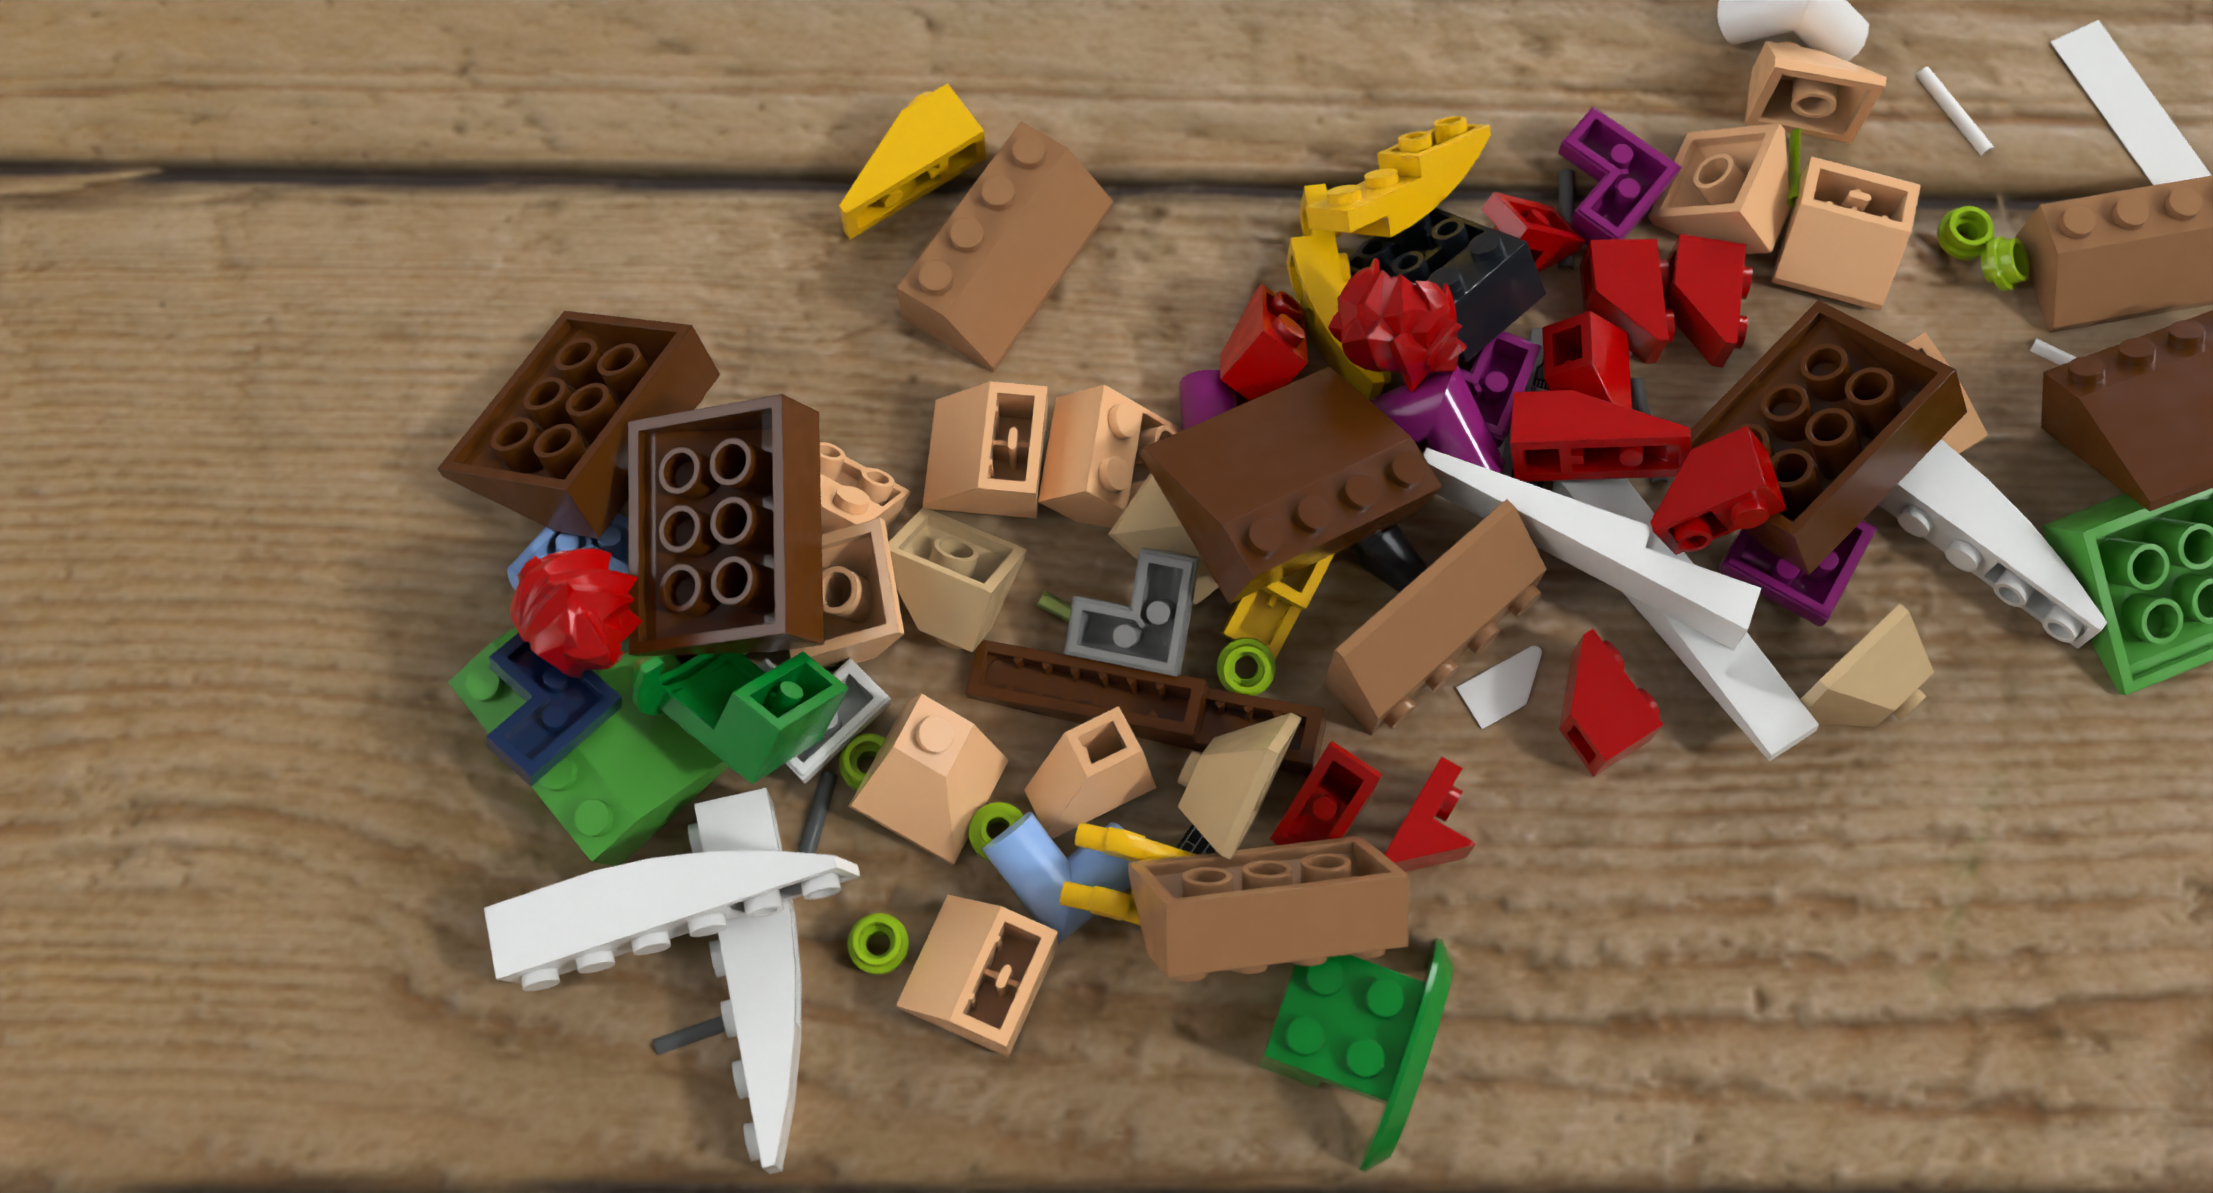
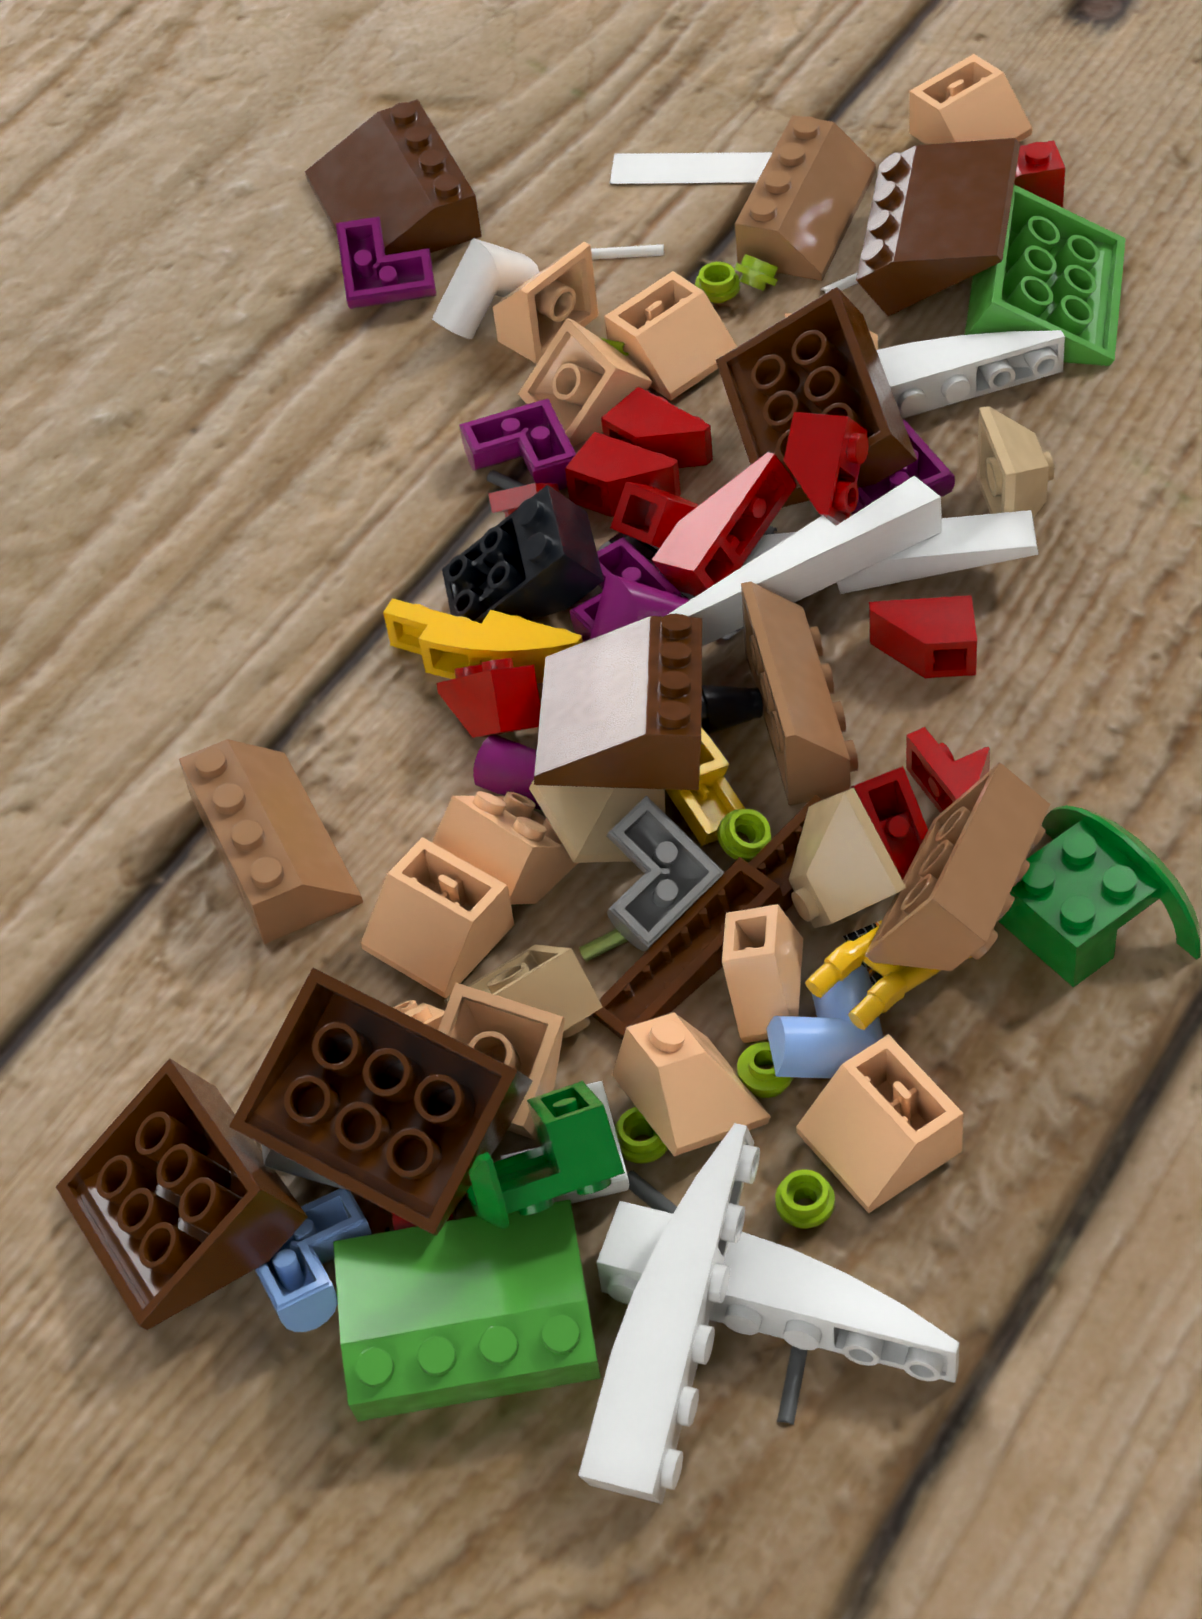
camera: 50 degrees left, 20 degrees down
(557, 710) = (438, 1294): dark blue plate -> none
(574, 610) = (371, 1231): red hair -> none
(919, 153) = (137, 849): yellow slope -> none
(1397, 325) = (553, 584): red hair -> none
(1408, 183) = (430, 551): yellow slope -> none
(1502, 687) = (868, 696): white sticker -> none

